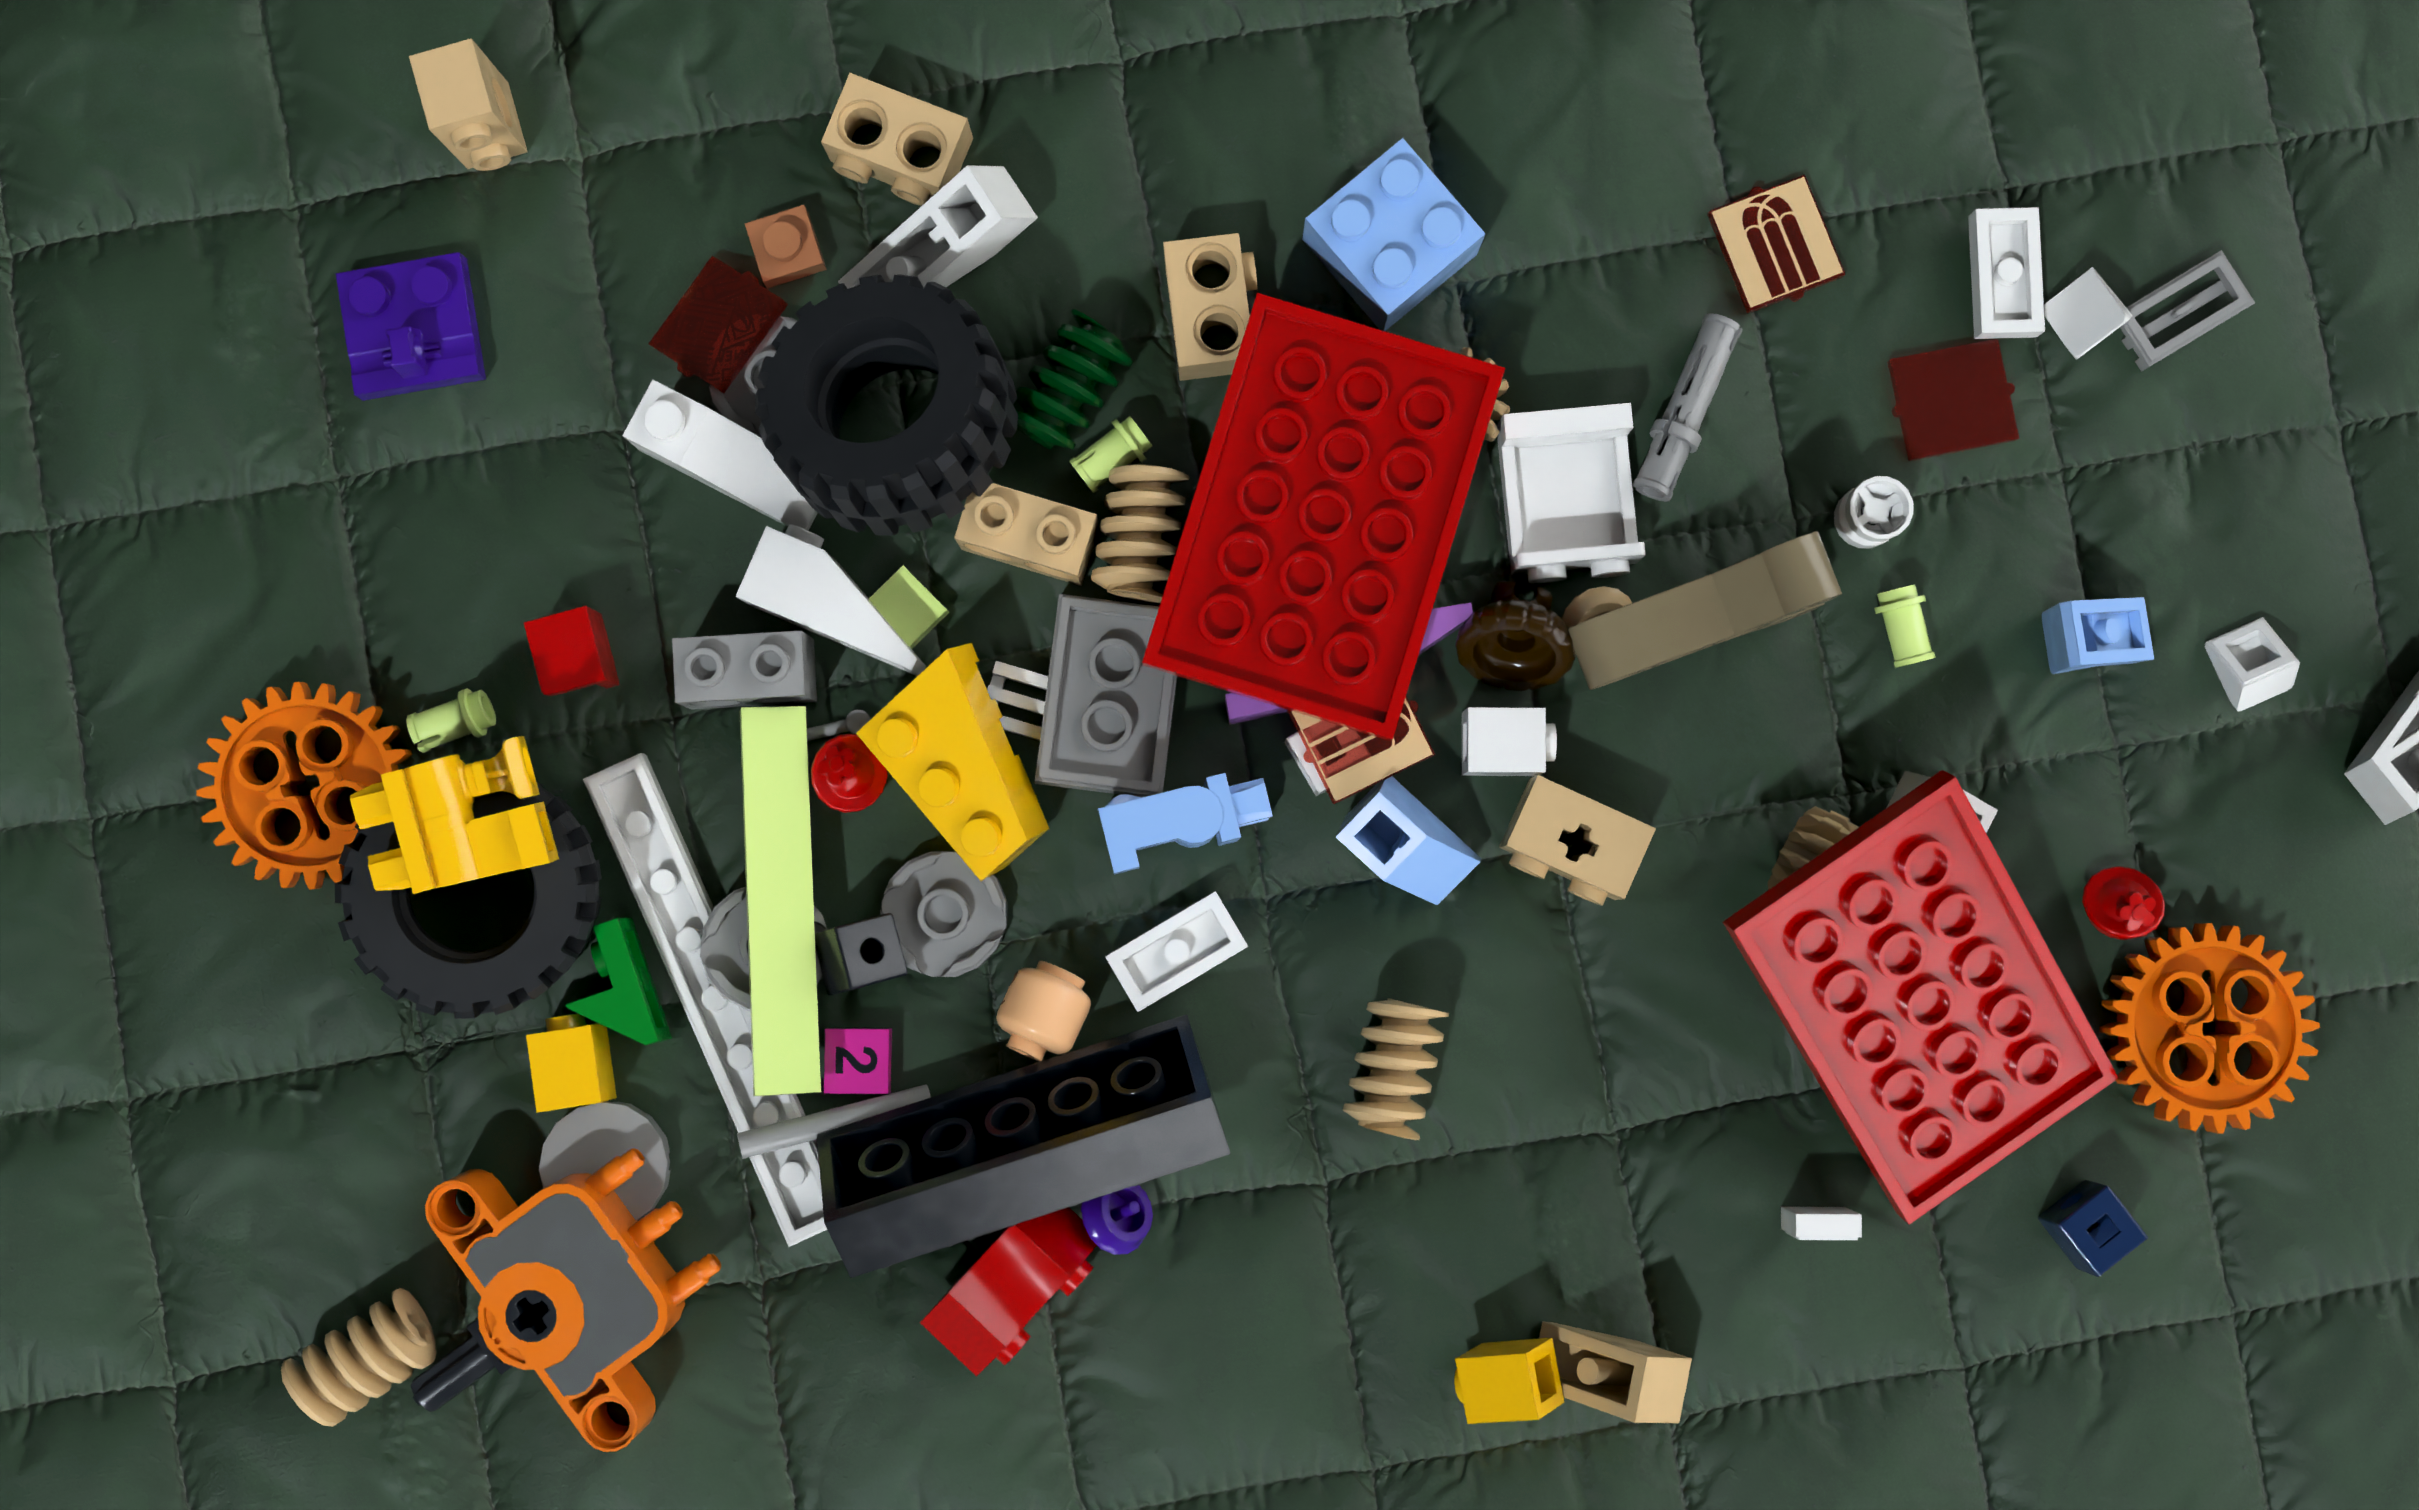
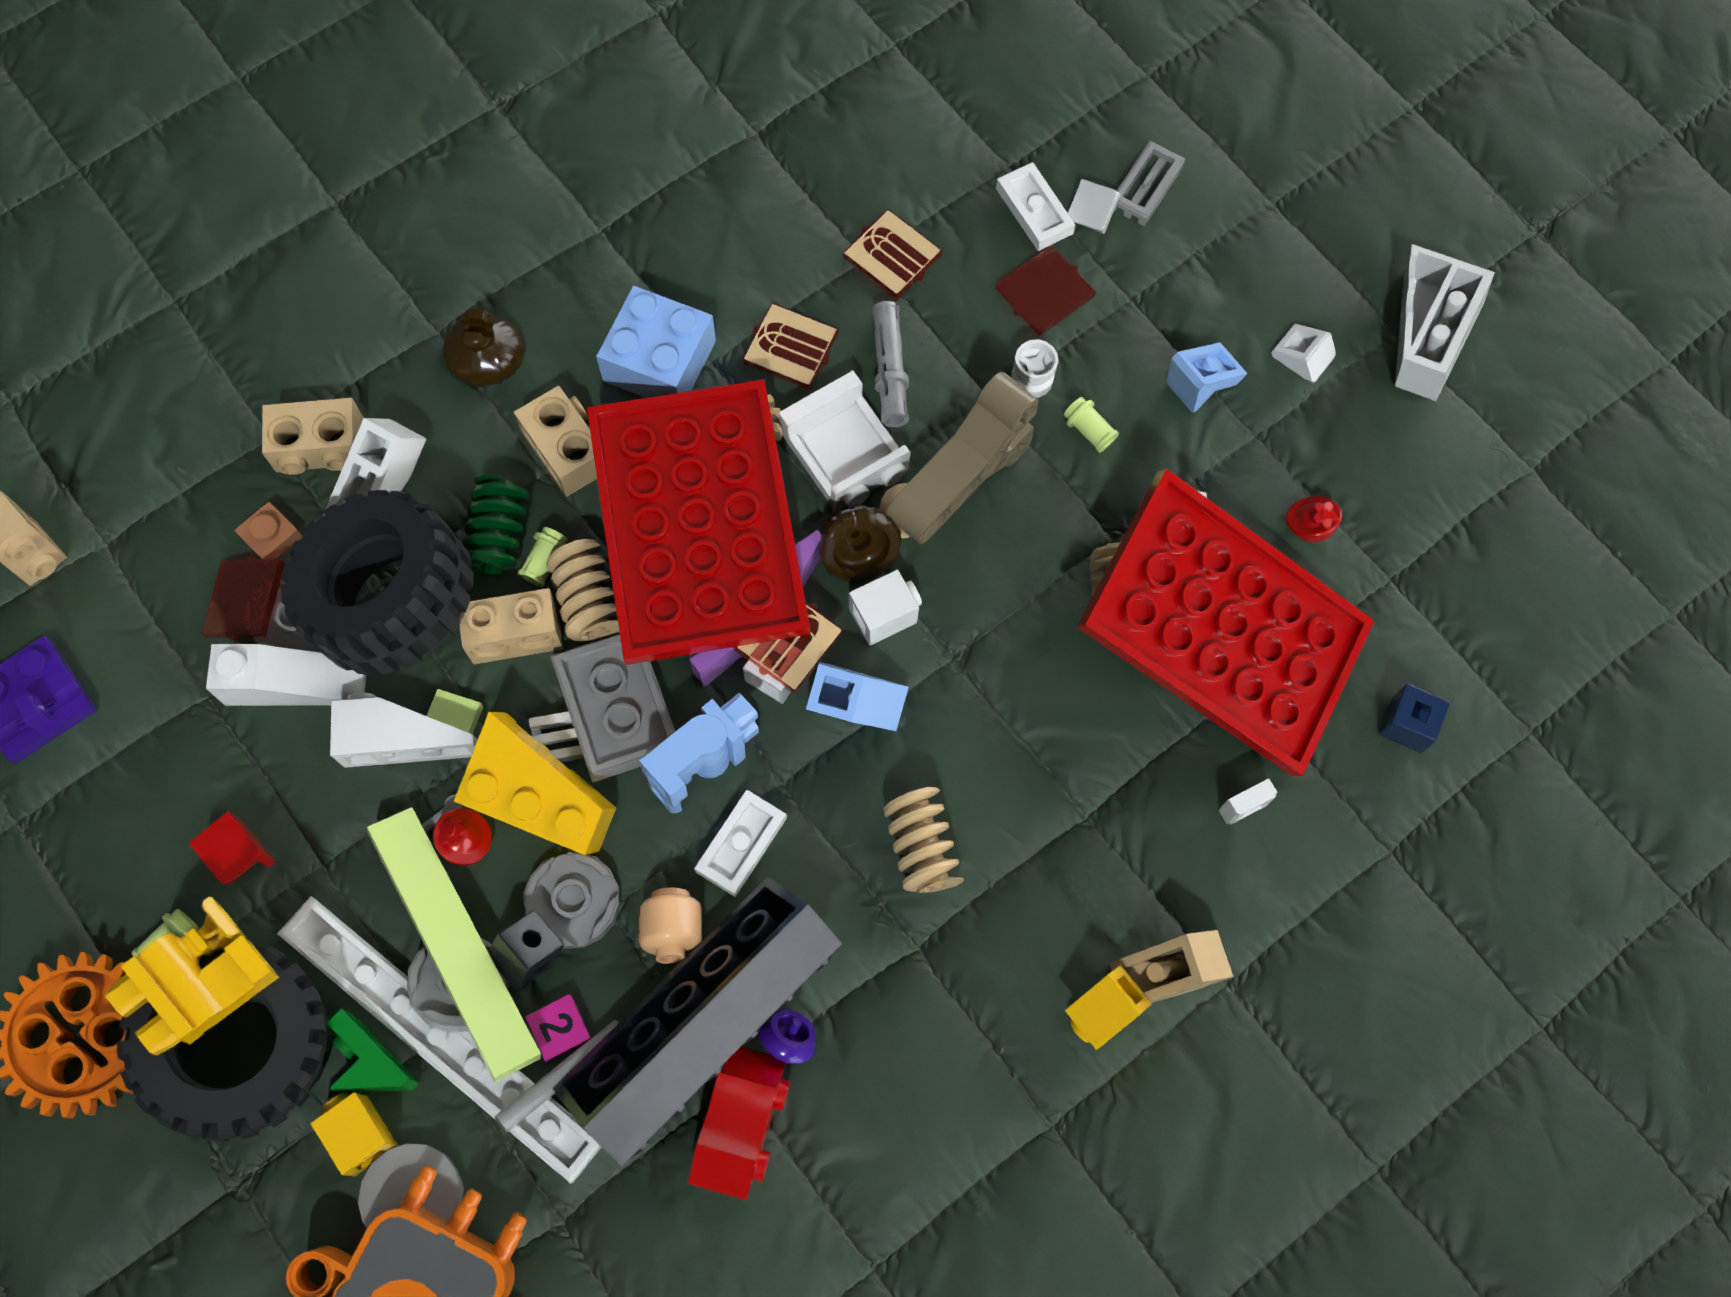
camera: 30 degrees left, 15 degrees down
(744, 670) = (355, 801): light grey brick -> none
(1162, 138) = (483, 349): none -> dark brown hair
(1571, 312) = (790, 346): none -> piece
(1613, 840) = (983, 634): tan brick -> none
(2266, 1023) = (1440, 547): orange gear -> none

